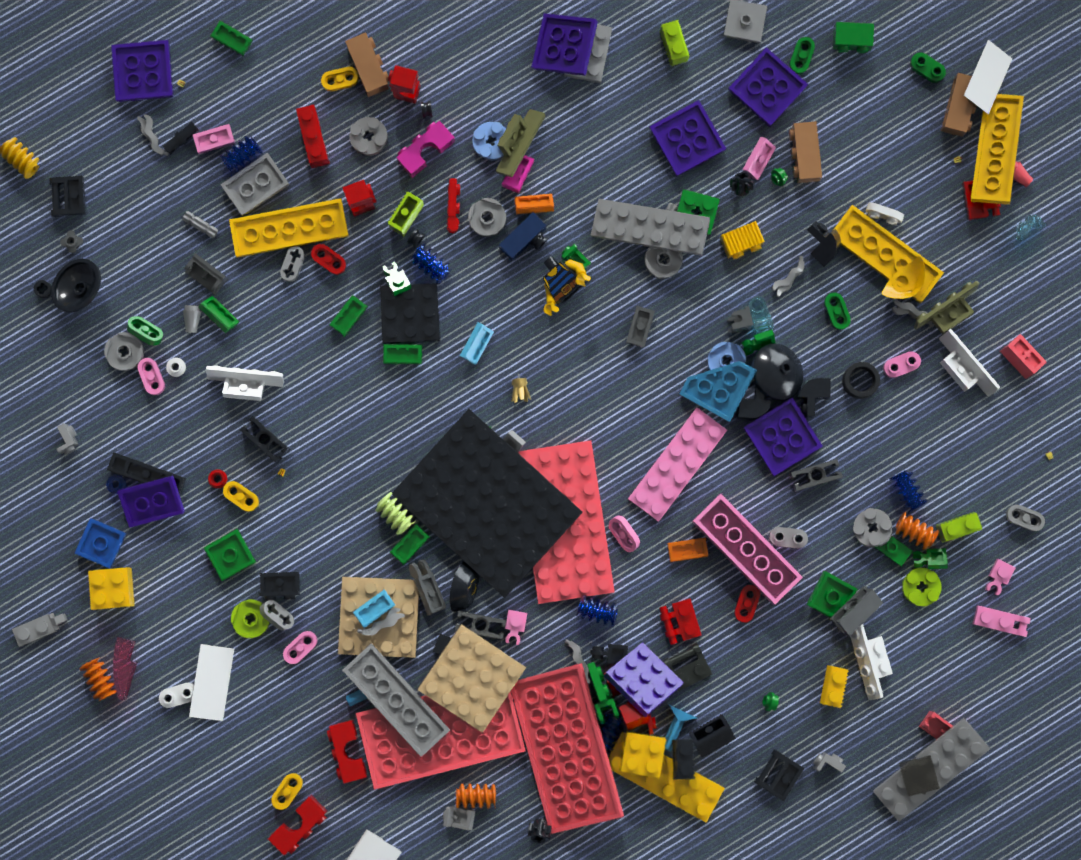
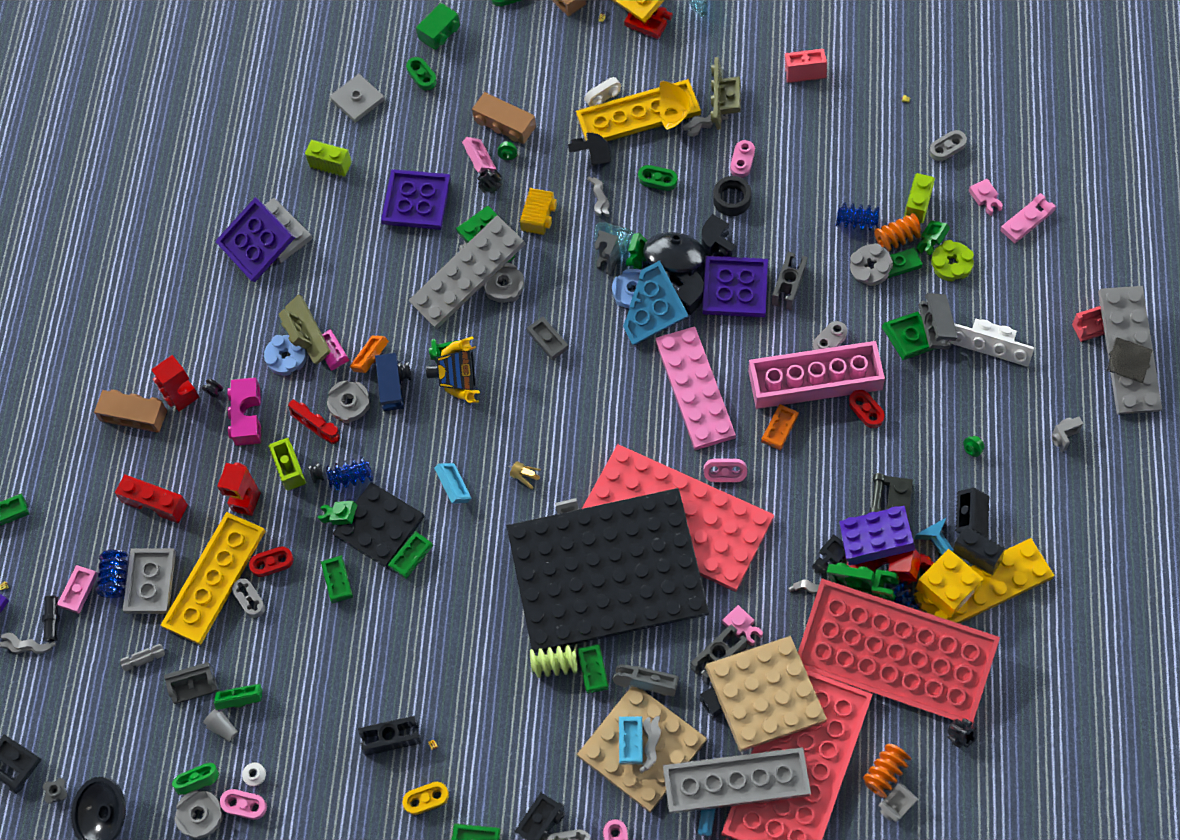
camera: 45 degrees left, 20 degrees down
(211, 478) = (388, 804): red plate -> none
(244, 383) = (320, 717): white bracket -> none
(339, 77) = (120, 443): yellow plate -> none
(369, 125) = (188, 443): light grey plate -> none
(459, 593) = (672, 647): black piece -> none
(597, 610) = (779, 538): clear blue piece -> none
(685, 618) = (845, 471): red plate -> none
(768, 87) = (425, 113): dark purple plate -> none
(785, 777) = (1056, 480): black plate -> none
(834, 686) = (996, 383): yellow brick -> none
(964, 366) = (780, 110): white bracket -> none

